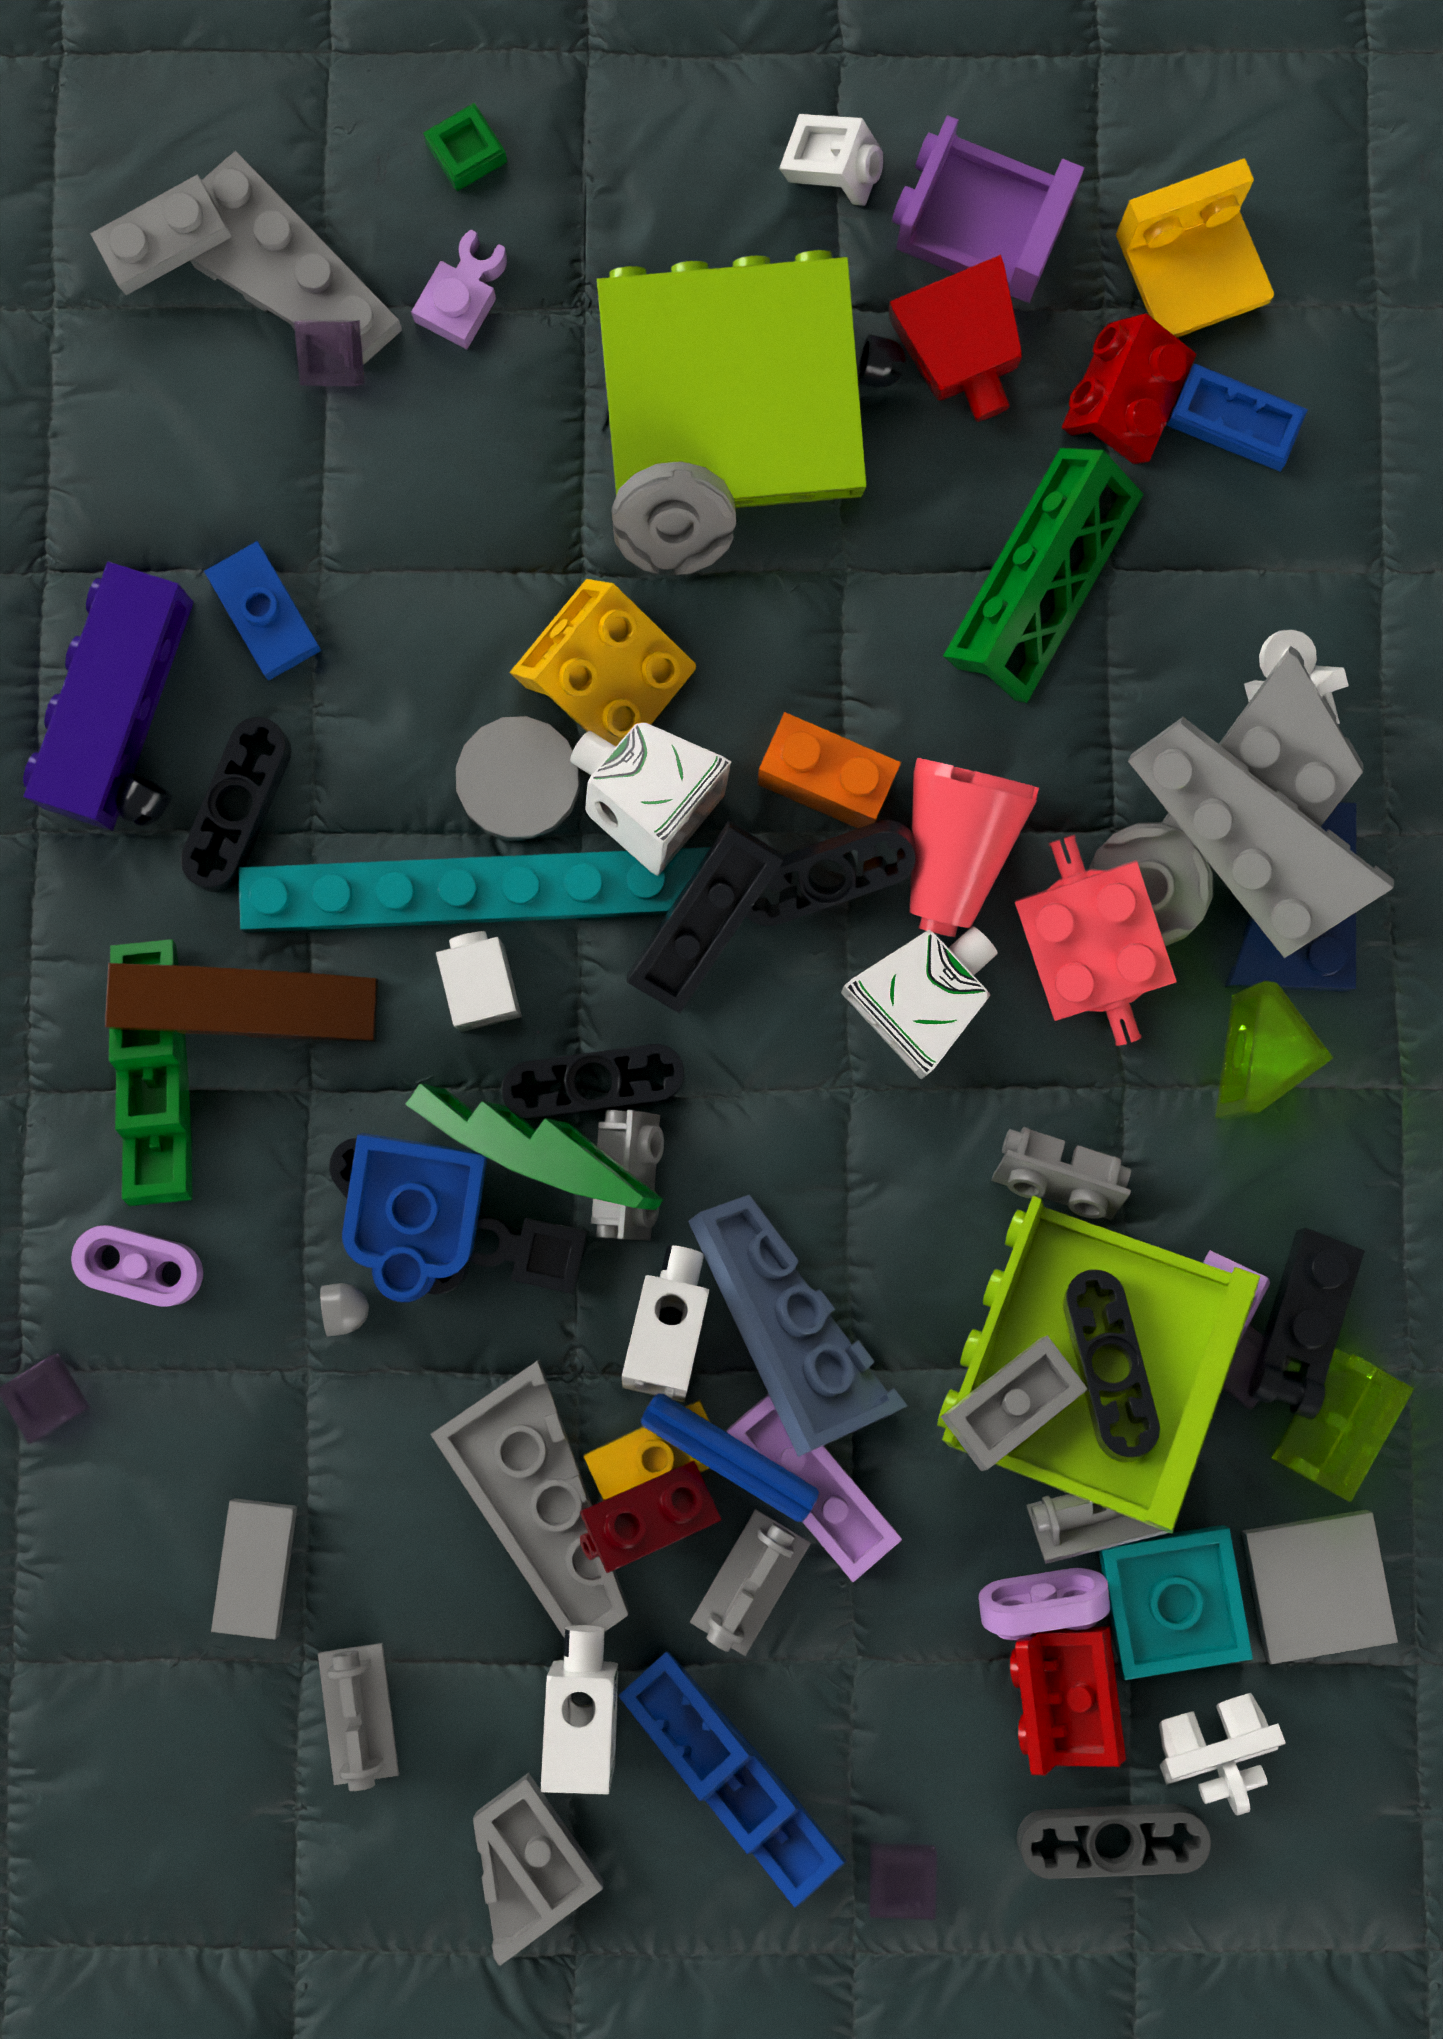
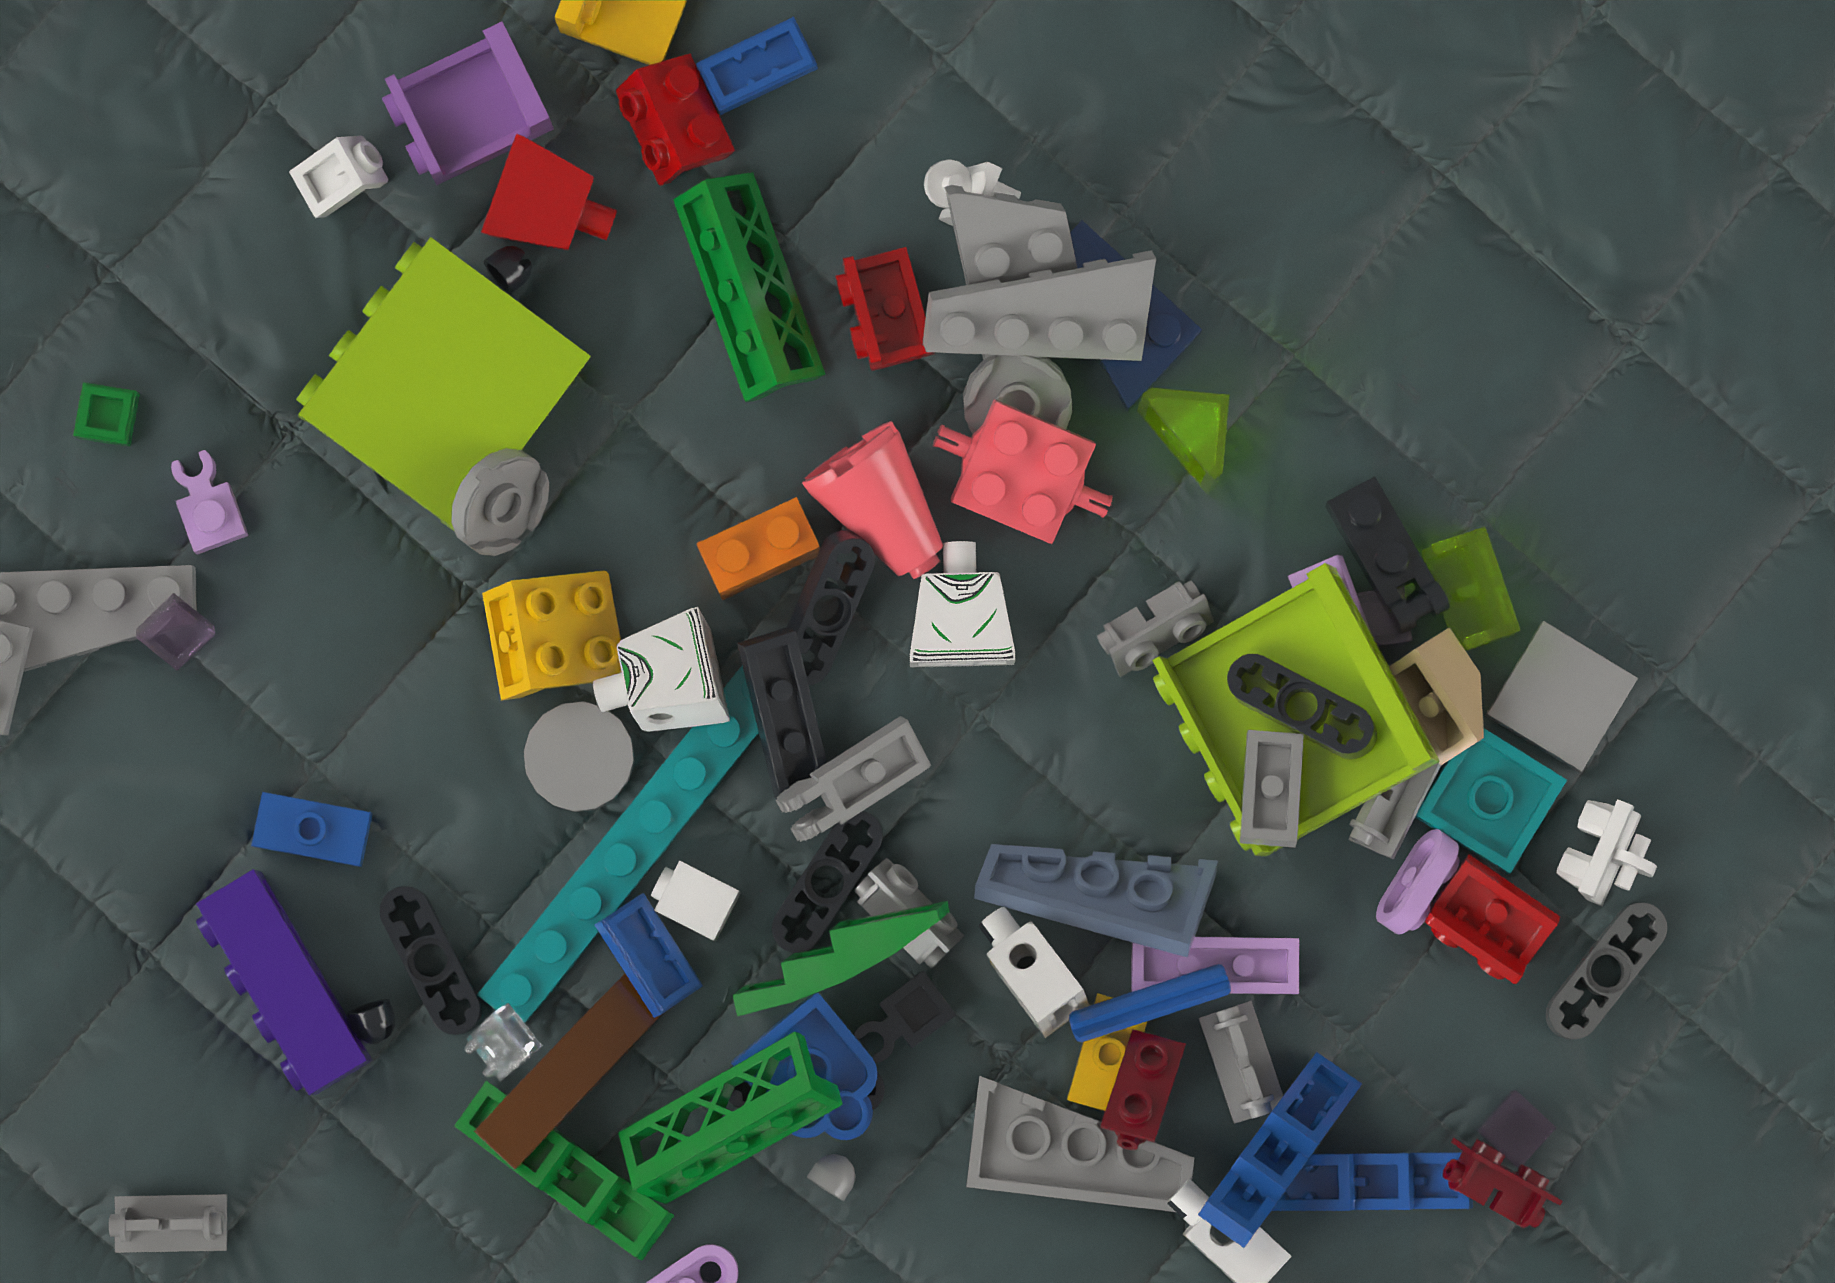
camera: 50 degrees left, 0 degrees up
(214, 924) = (502, 1043): none -> clear tile
(297, 1193) = (735, 1136): none -> green fence
(396, 983) = (648, 955): none -> blue plate
(695, 1693) = (1279, 1150): none -> blue slope
(703, 1028) = (856, 778): none -> light grey hinge
(839, 1890) = (1519, 1193): none -> dark red hinge
(1130, 703) = (885, 307): none -> red bracket
(1232, 1483) = (1443, 693): none -> tan slope

